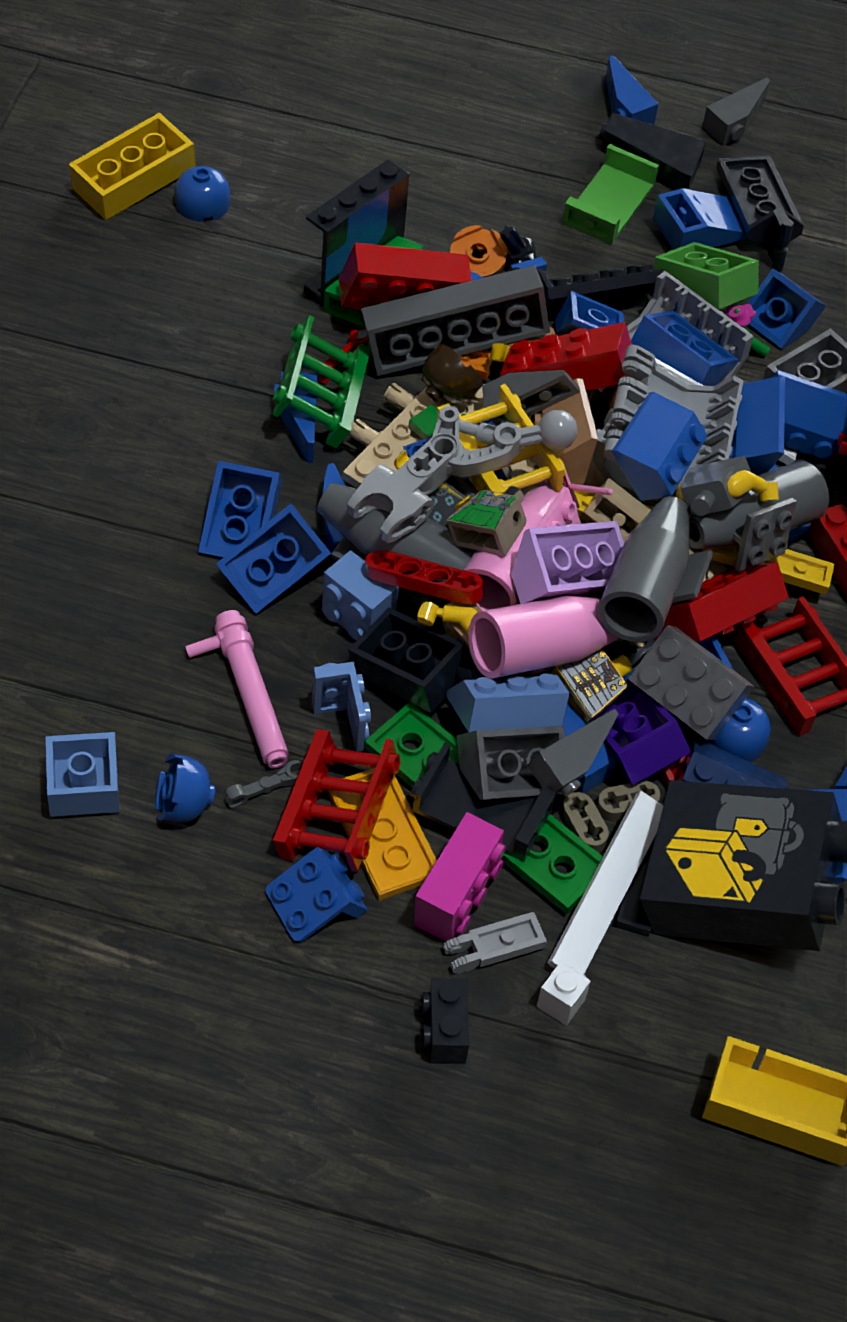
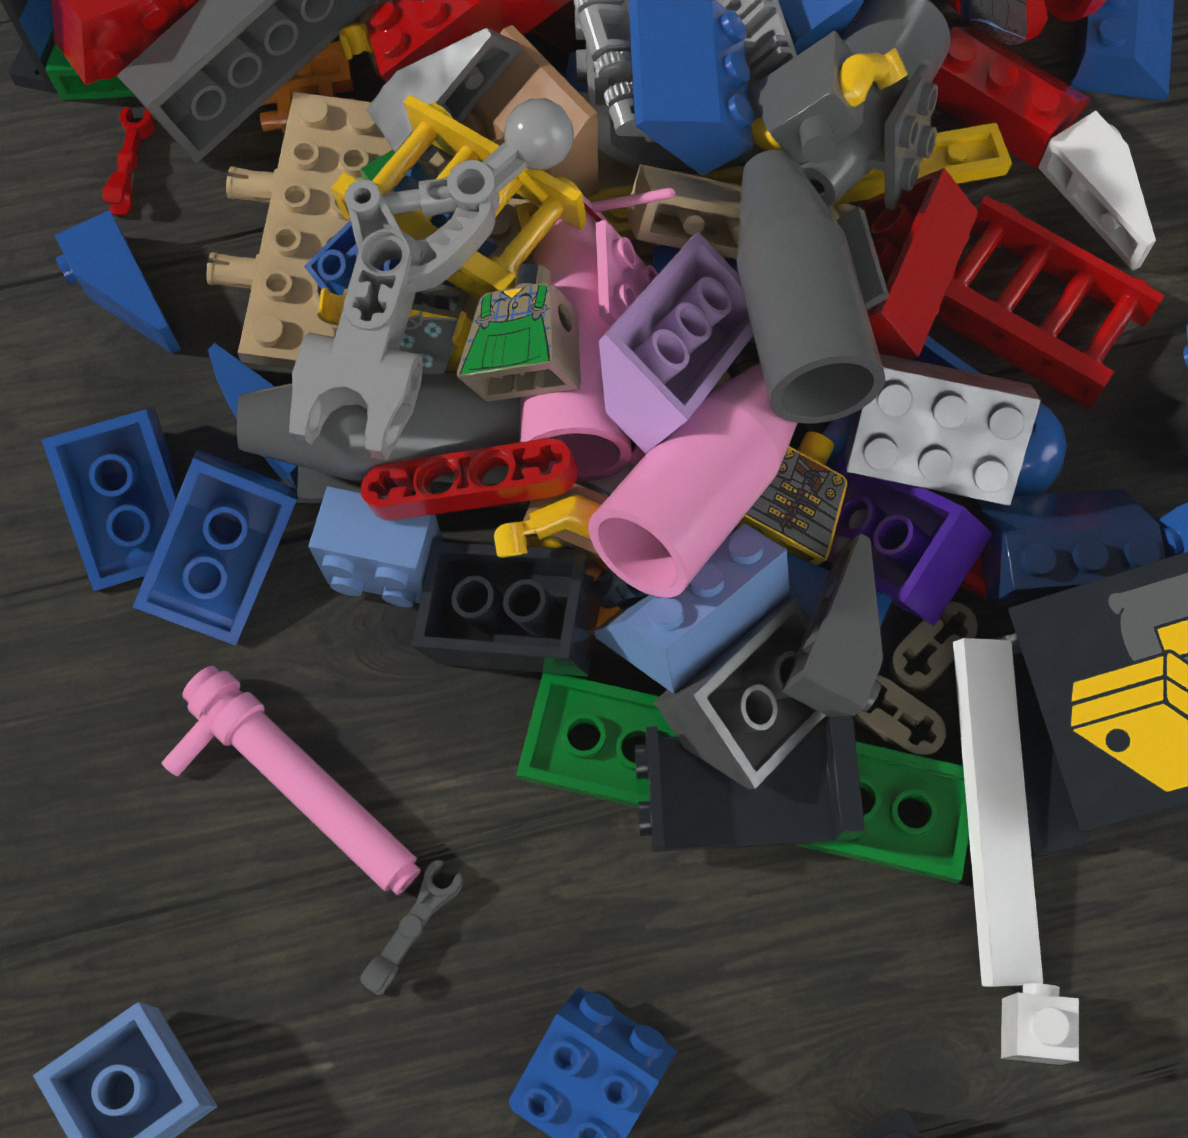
camera: 20 degrees left, 15 degrees up
(183, 790) = (297, 1023): blue cylinder -> none
(314, 779) = (492, 943): red fence -> none
(340, 689) = (429, 714): medium blue bracket -> none
(348, 382) = (162, 197): green fence -> none
(398, 848) = (624, 901): light orange tile -> none
(424, 422) = (317, 210): green tile -> none
(448, 377) = (310, 121): dark brown cylinder -> none
(459, 878) = (795, 937): dark pink brick -> none
(496, 942) = (895, 992): light grey hinge -> none

